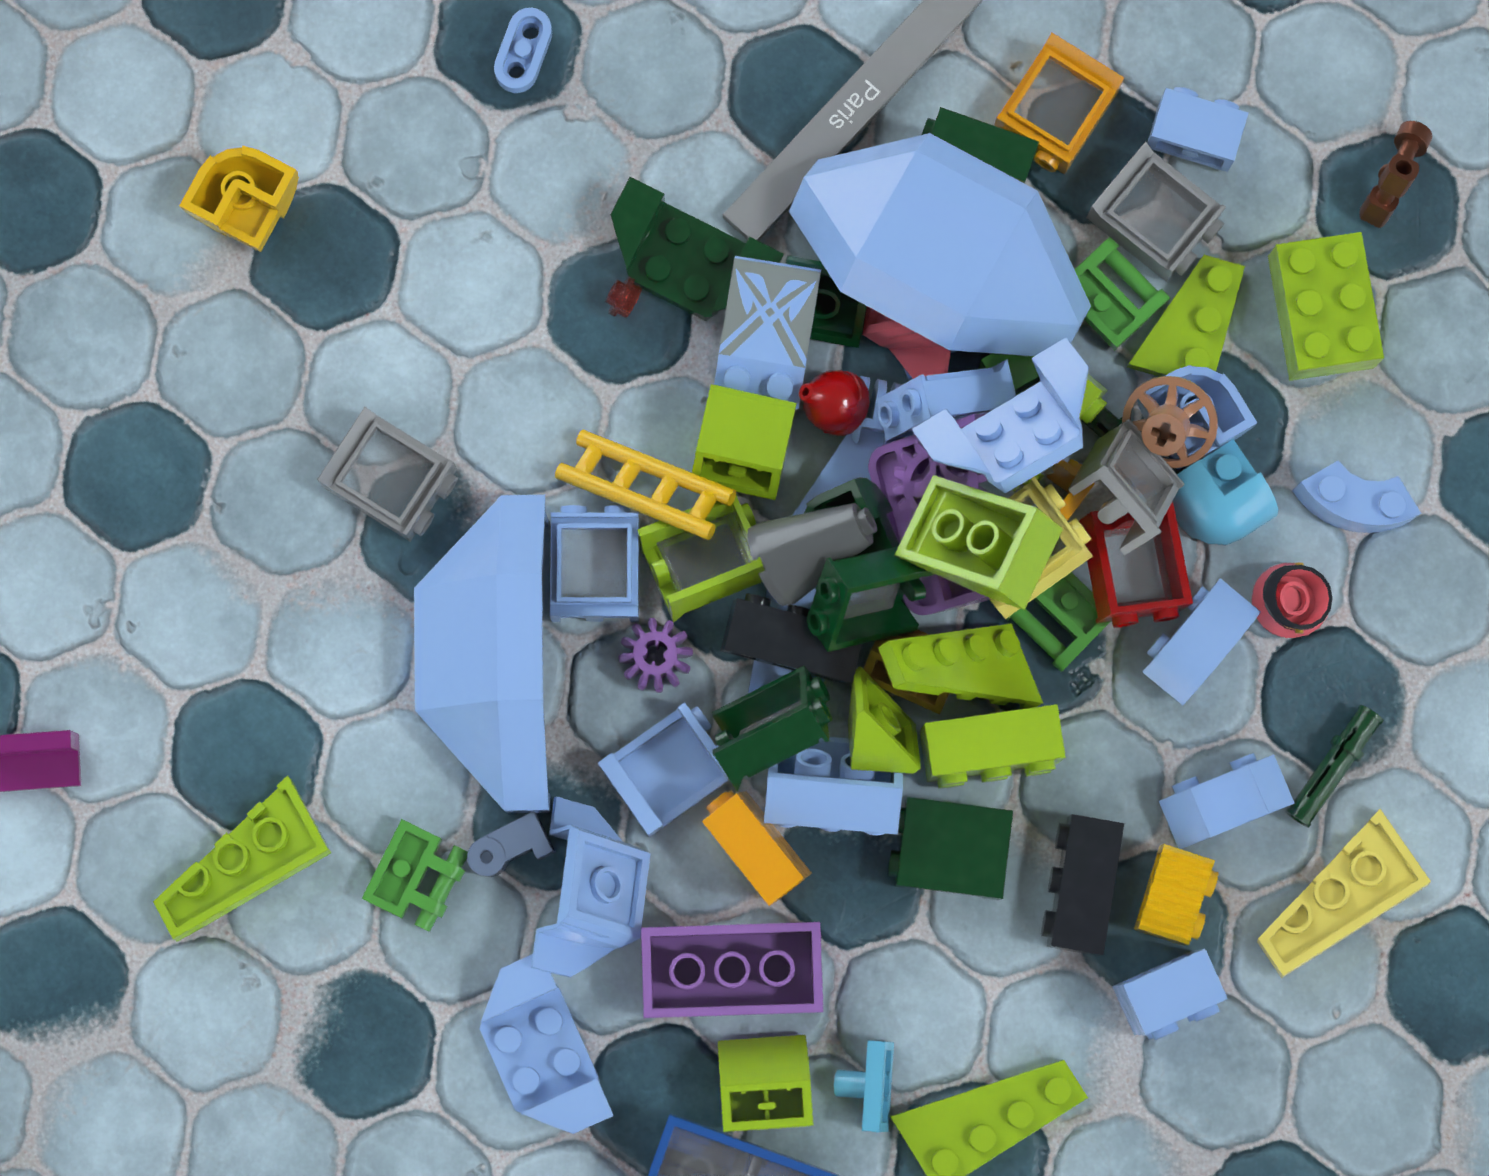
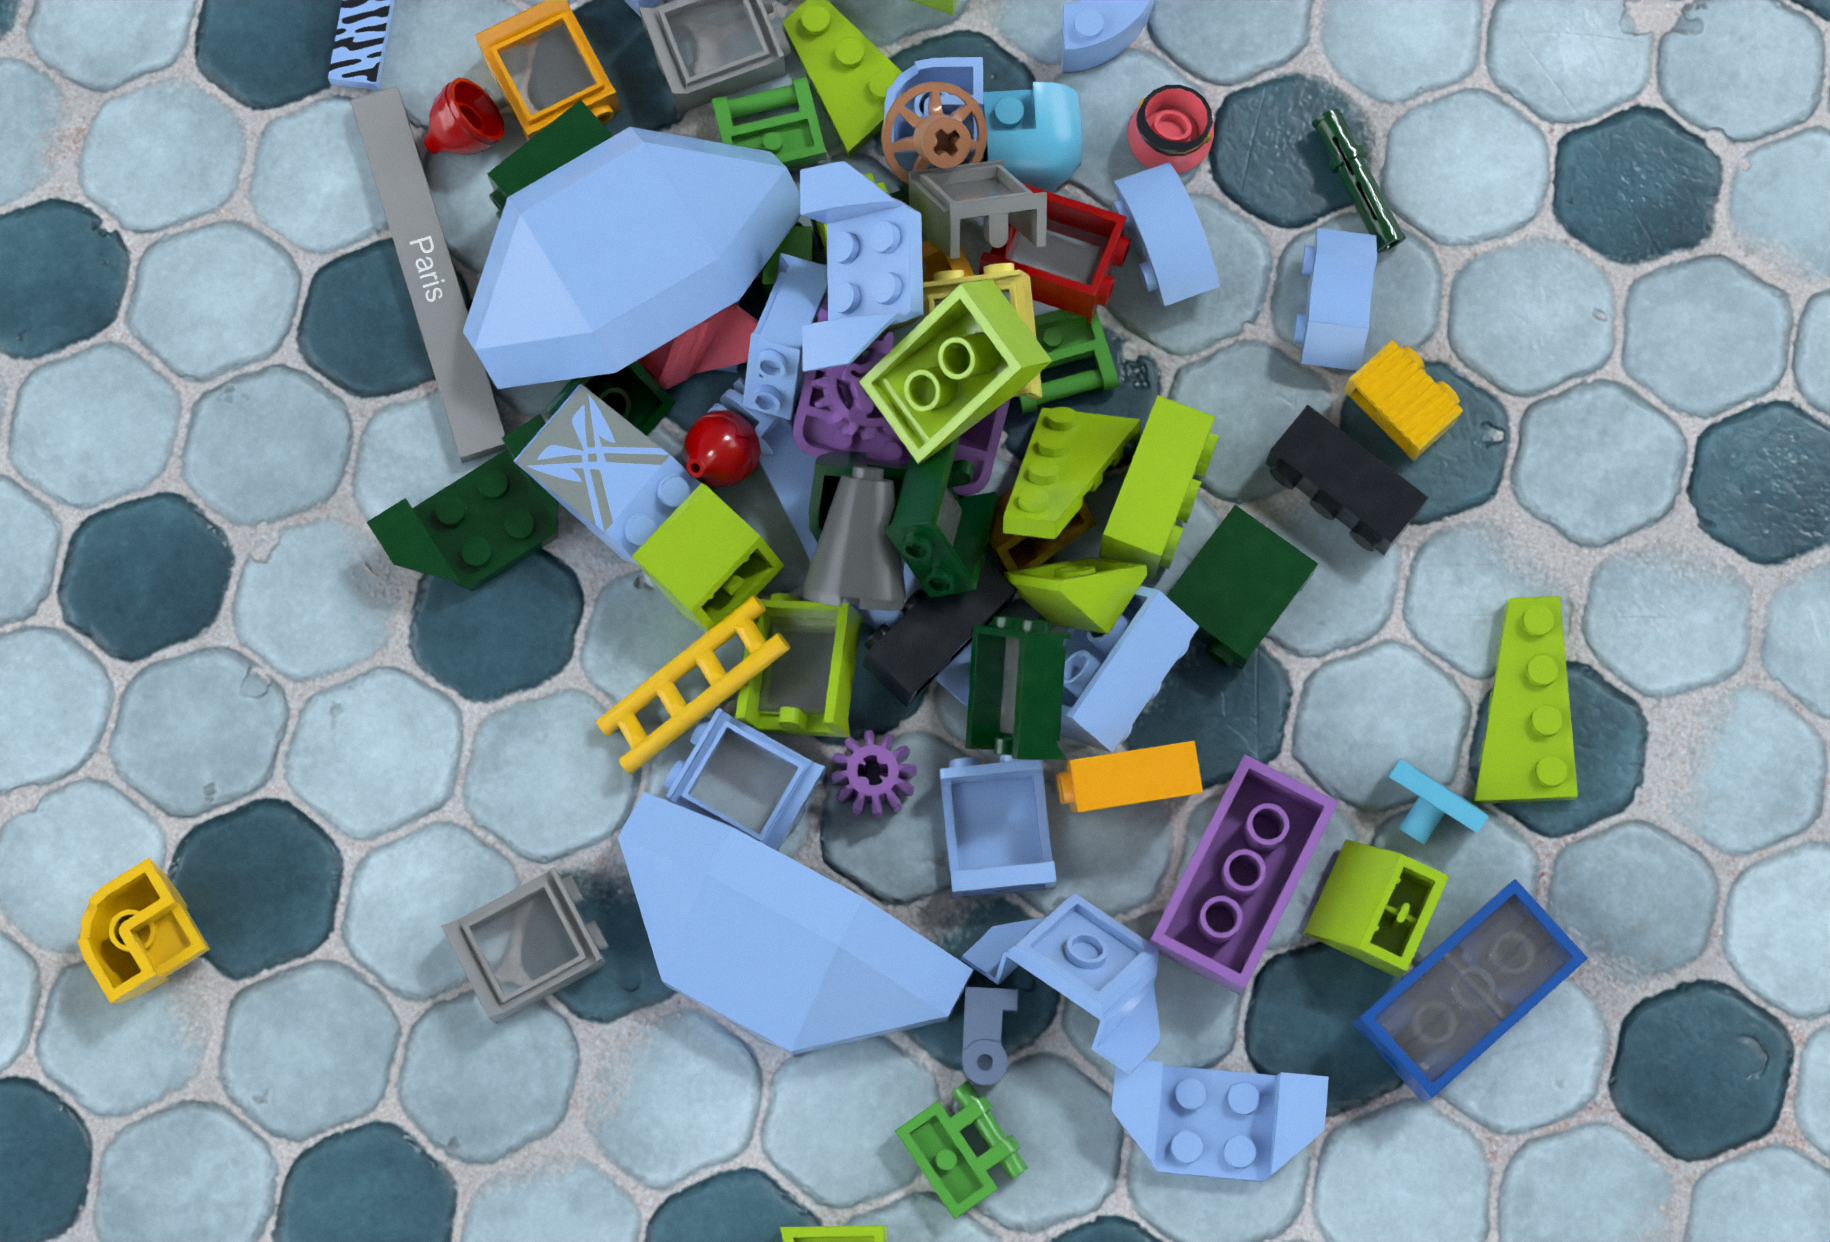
camera: 55 degrees left, 5 degrees down
(523, 52) = (168, 564): light blue plate -> none
(623, 297) = (484, 603): clear red plate -> none
(984, 63) = (463, 120): none -> red helmet
(1171, 993) = (1503, 454): light blue brick -> none
(1351, 891) = (1491, 234): light yellow wing -> none

